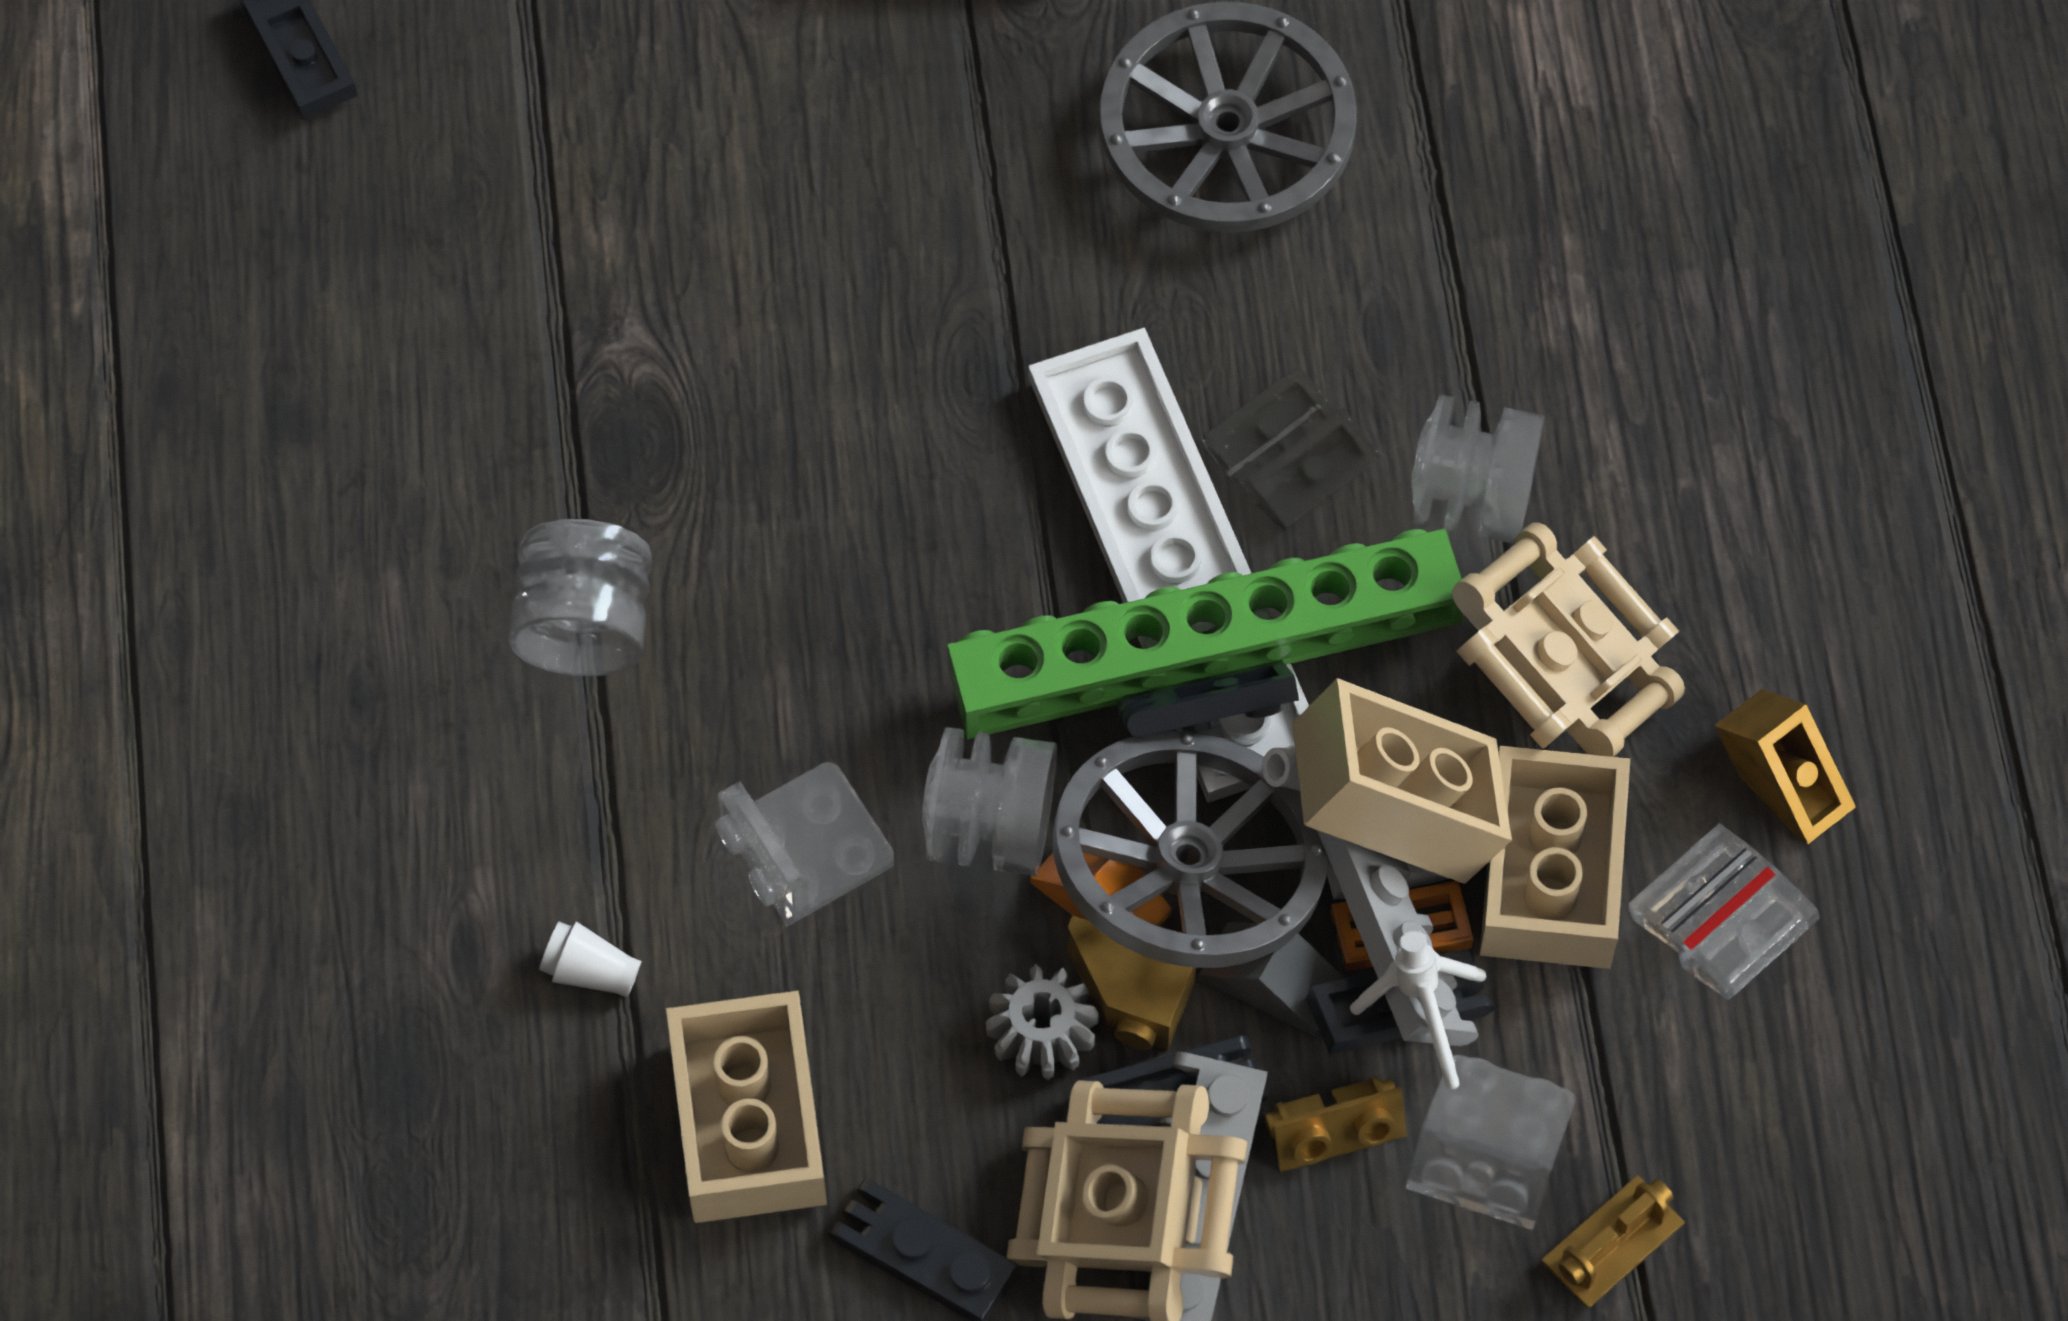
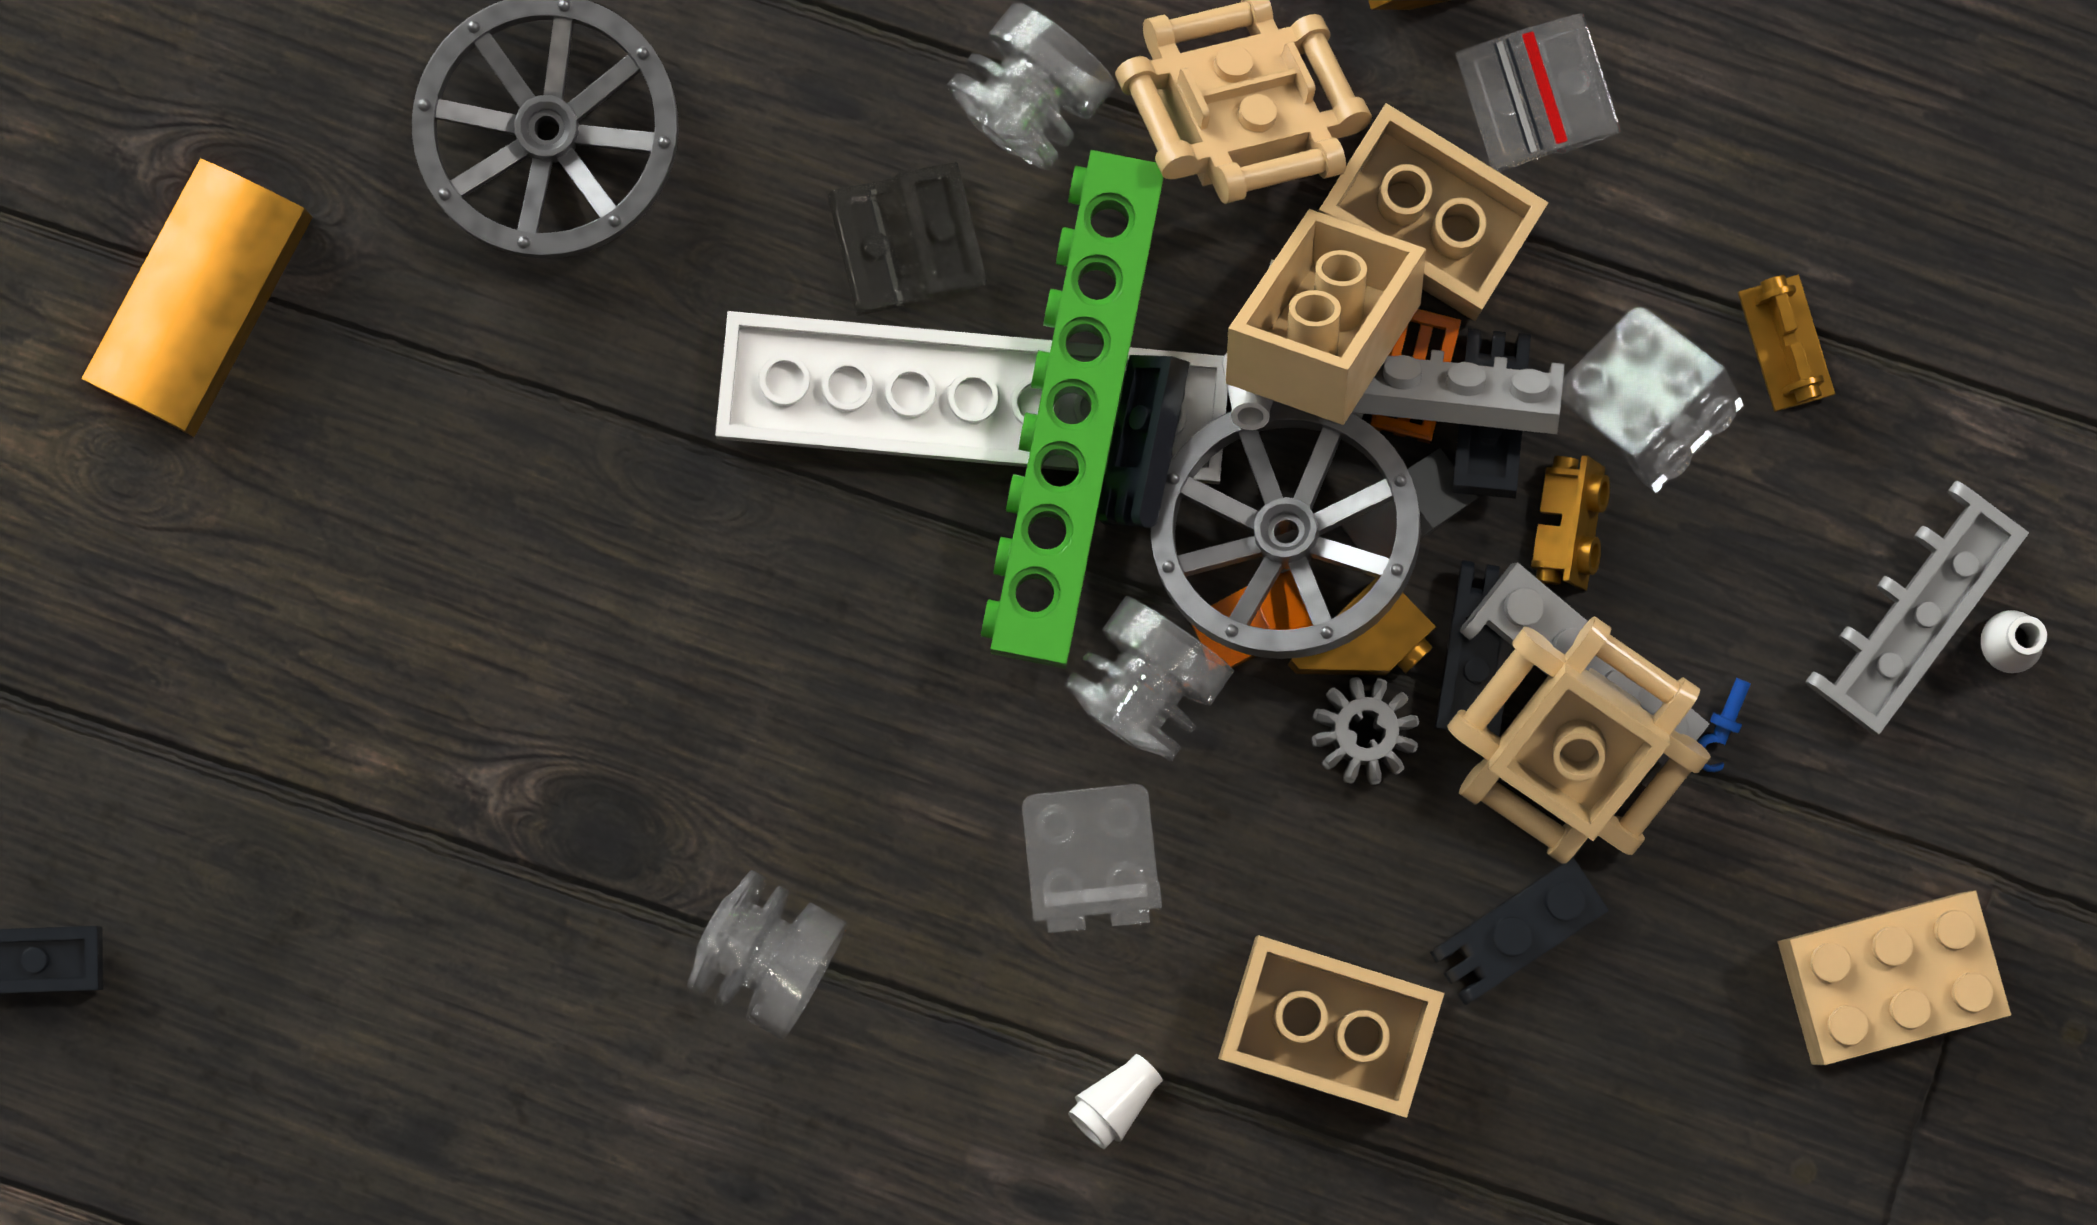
camera: 65 degrees left, 20 degrees up
(1417, 977) = (1520, 396): white plant -> none

